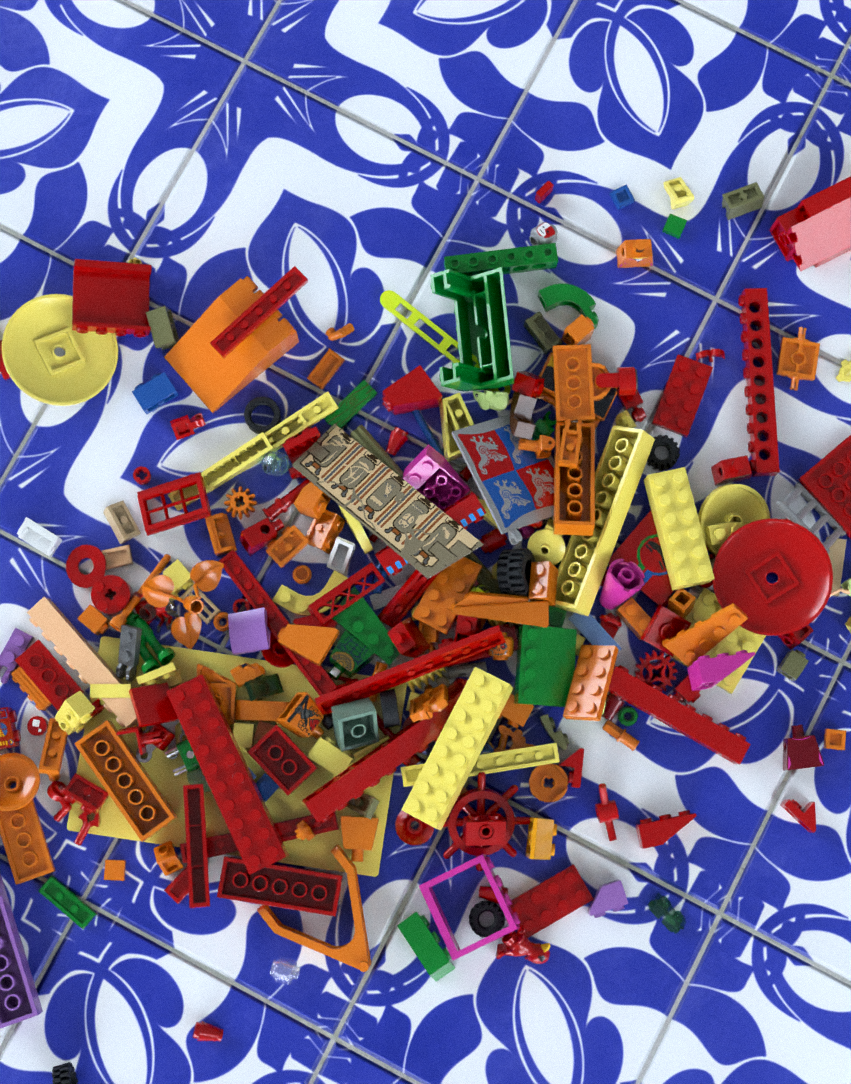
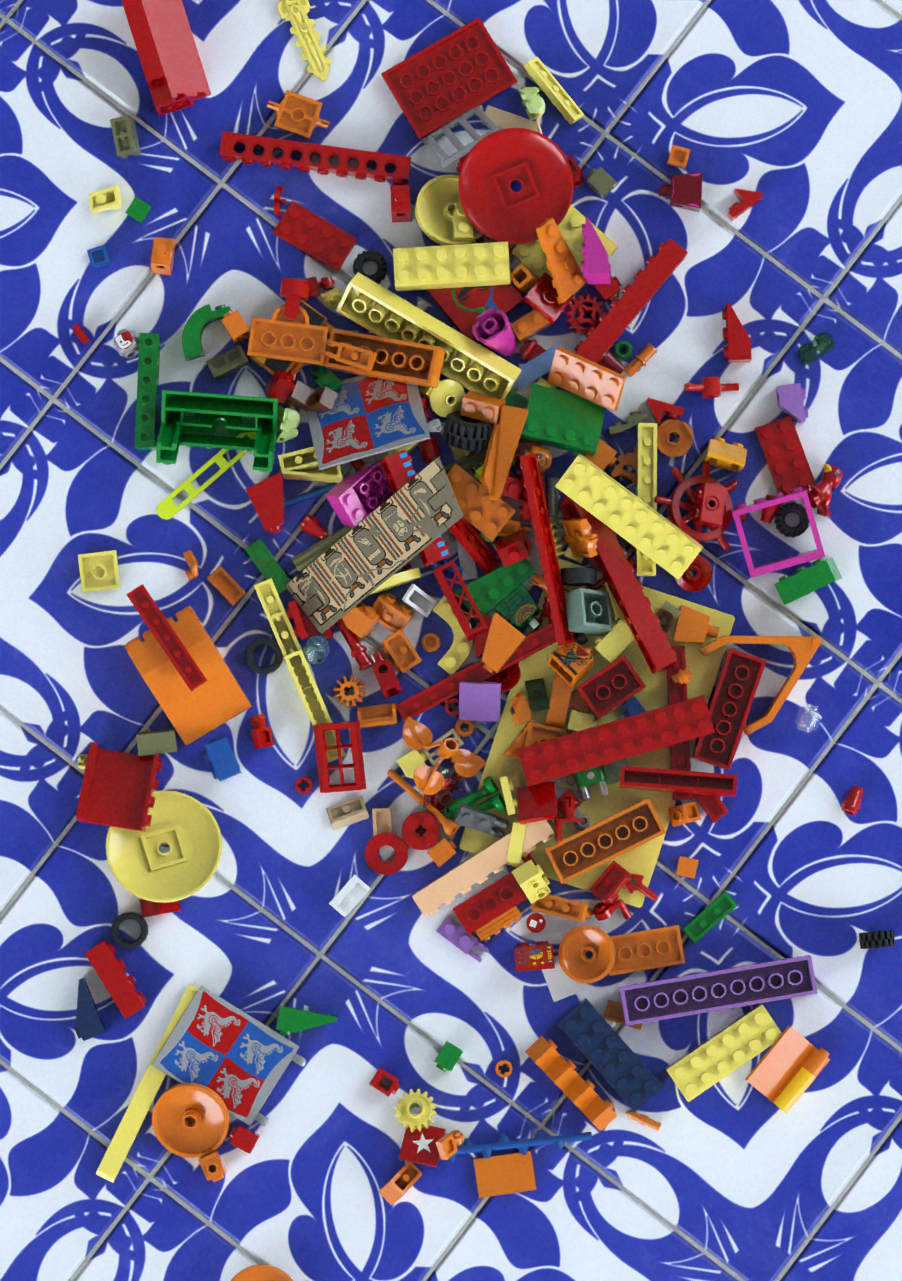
camera: 75 degrees left, 5 degrees up
(319, 247) = (99, 571): none -> light yellow plate
(538, 446) = (346, 386): orange piece -> none

